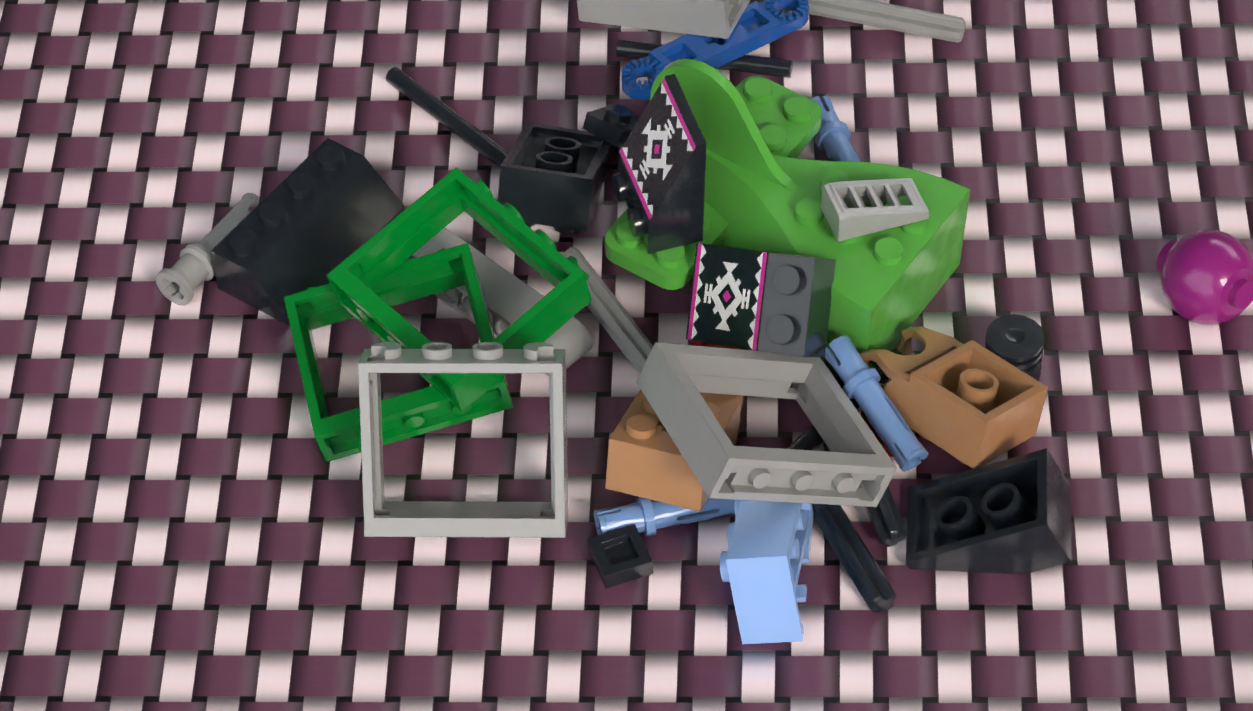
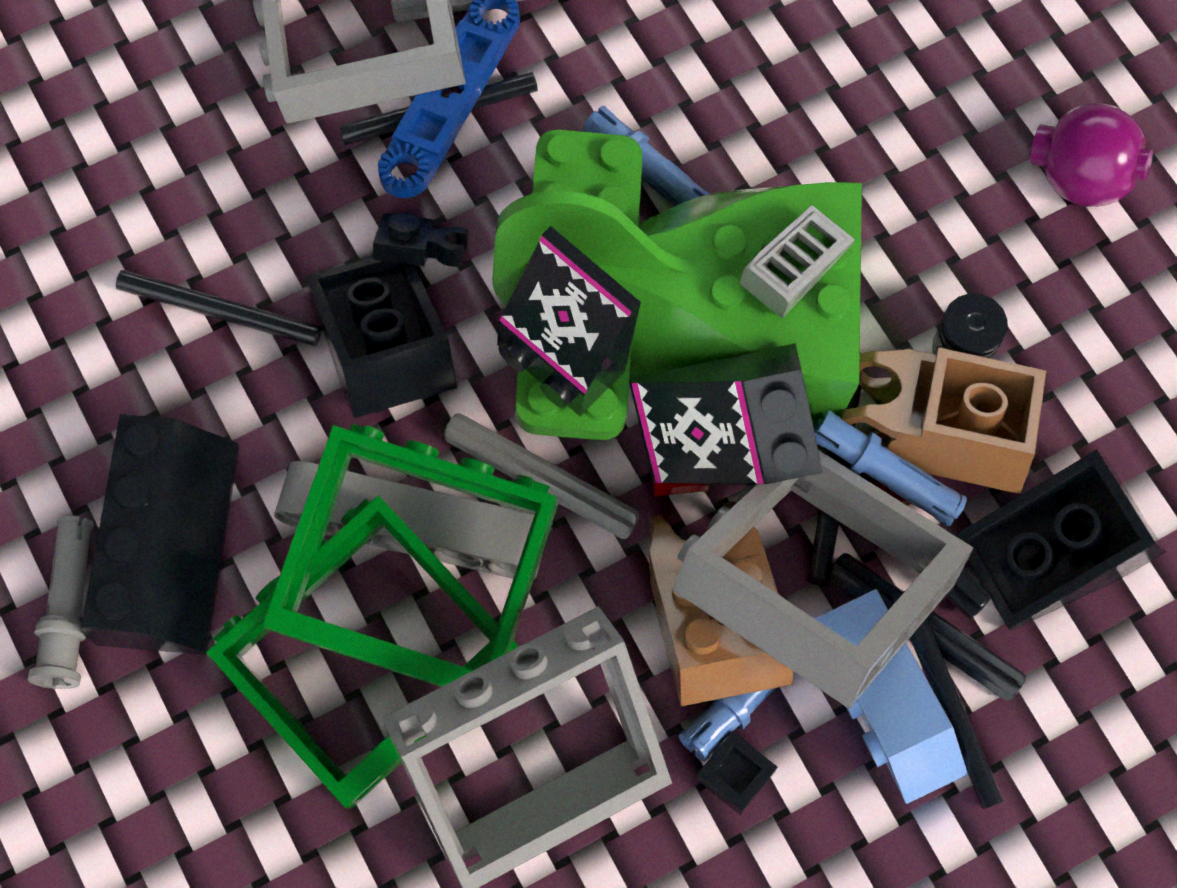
camera: 35 degrees left, 20 degrees up
(818, 589) = (948, 697): none -> black bar

